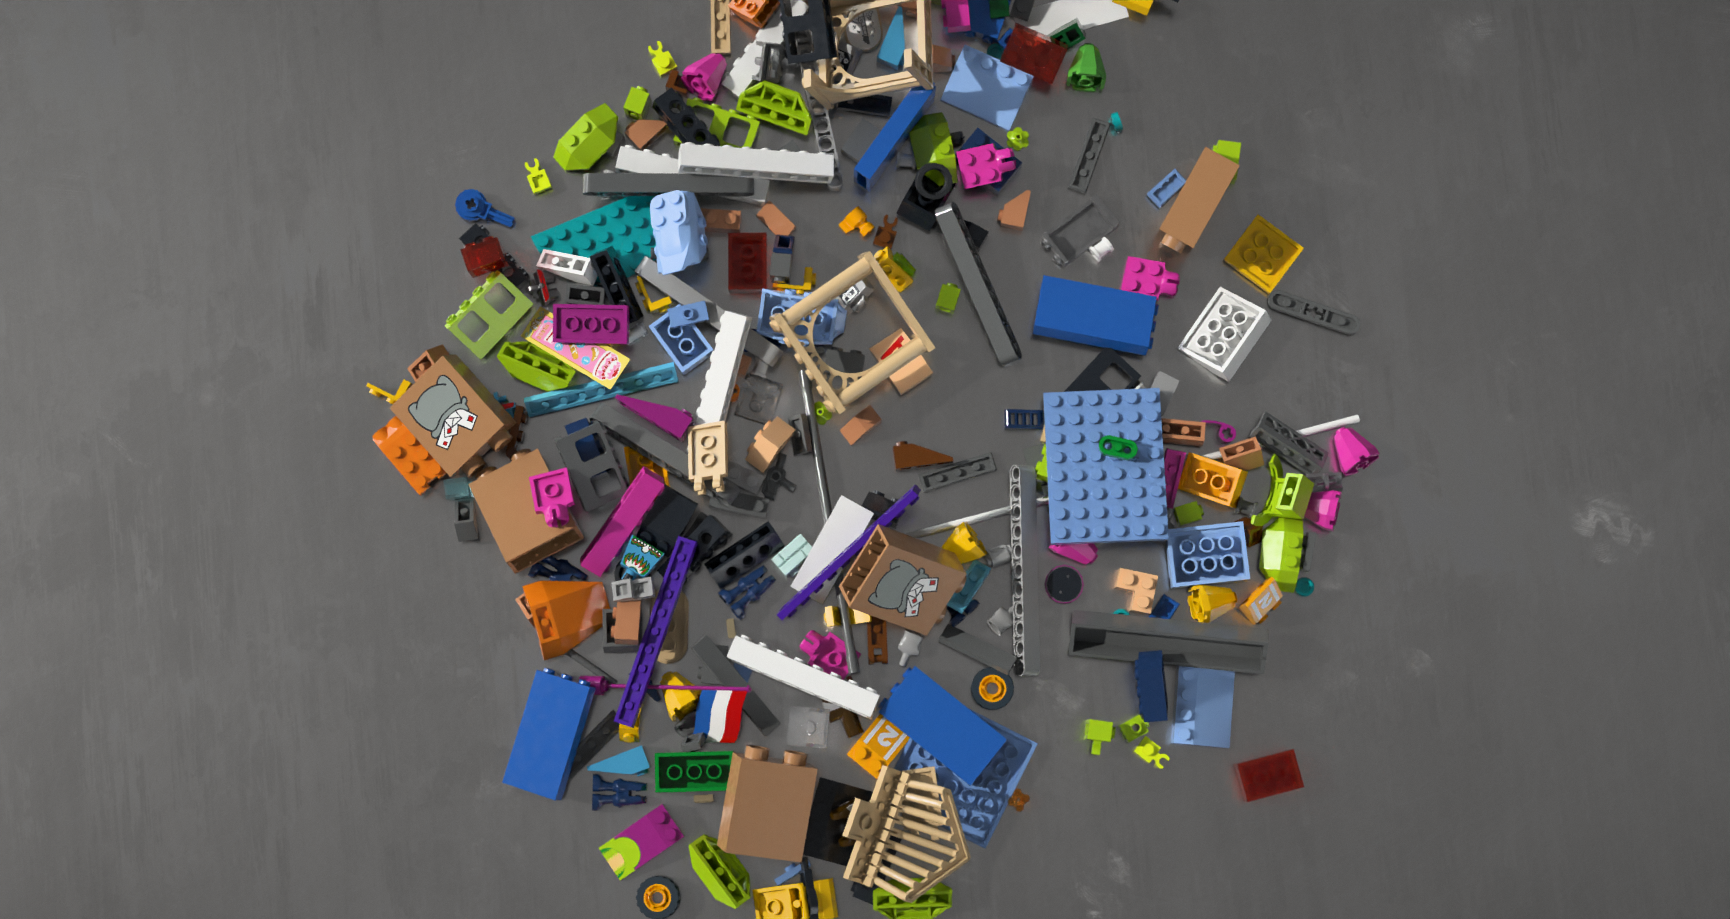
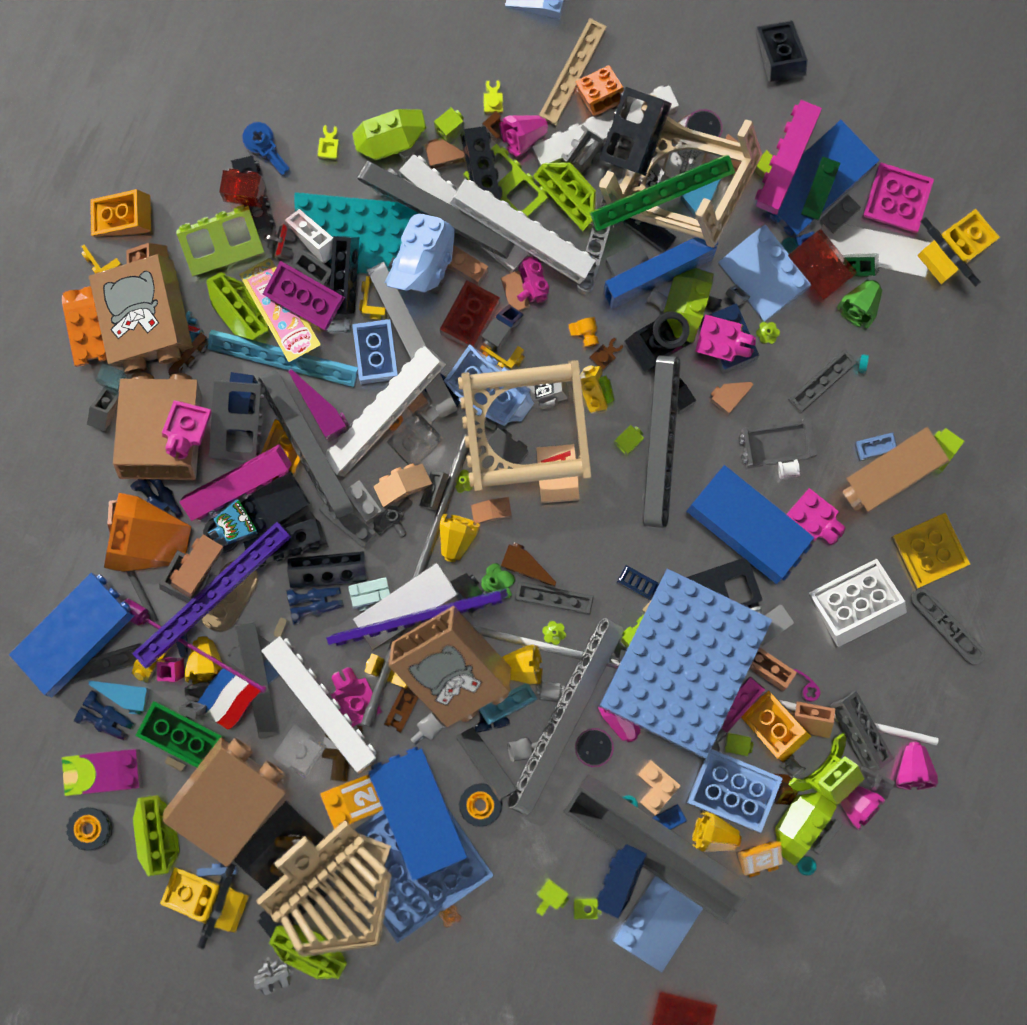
camera: 30 degrees right, 0 degrees up
(385, 338) = (121, 214): none -> light orange slope
(633, 589) = (211, 548): light grey slope -> none
(653, 717) = (170, 669): none -> dark pink brick
(688, 314) = (392, 332): medium blue plate -> none
(708, 455) = (340, 465): tan tile -> none
(788, 203) = (534, 284): none -> dark pink brick
(842, 464) = (456, 536): none -> yellow cone
(861, 64) = (662, 192): none -> green plate
(898, 483) = (497, 579): none -> bright green plate
(942, 59) = (737, 226): nougat slope -> none
(973, 120) = (737, 295): none -> dark grey plate
(974, 508) = (554, 638): none -> lime plant
(1118, 446) = (707, 650): green plate -> none
(1149, 750) = (588, 936): neon yellow plate -> none

